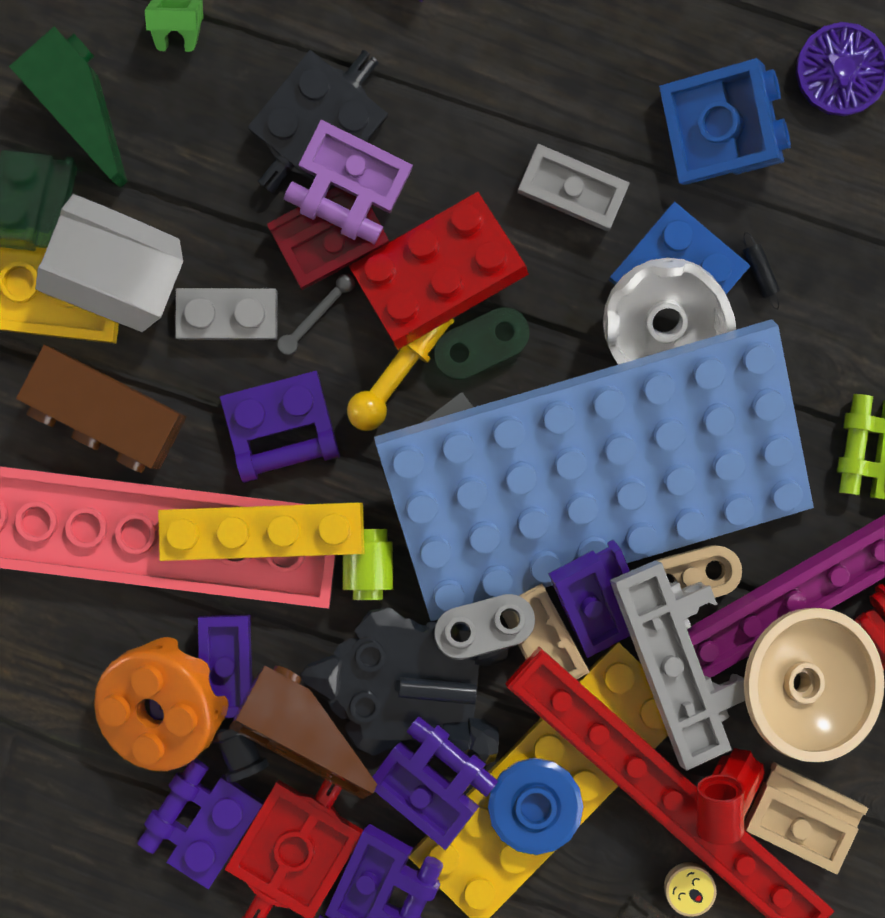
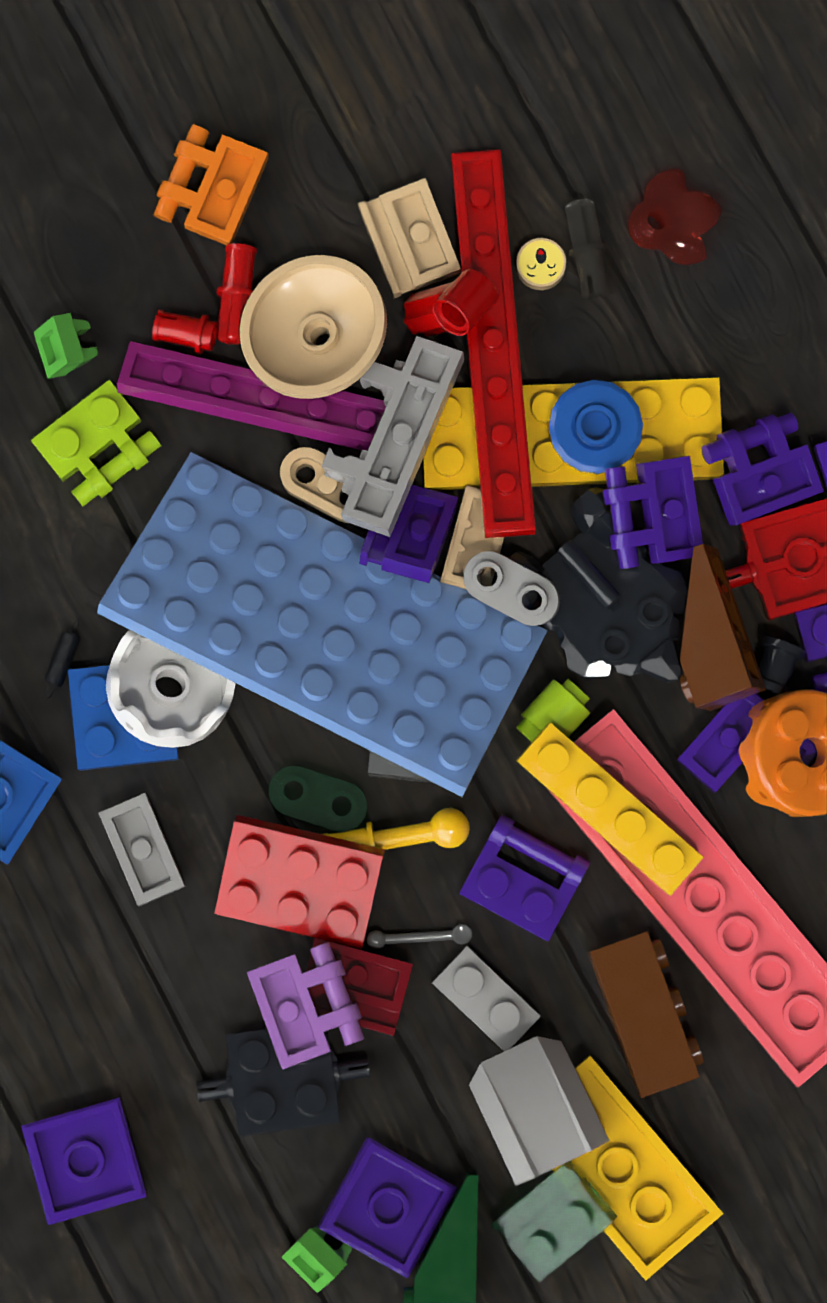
camera: 135 degrees left, 5 degrees down
(158, 100) = (387, 1207): none -> dark purple plate

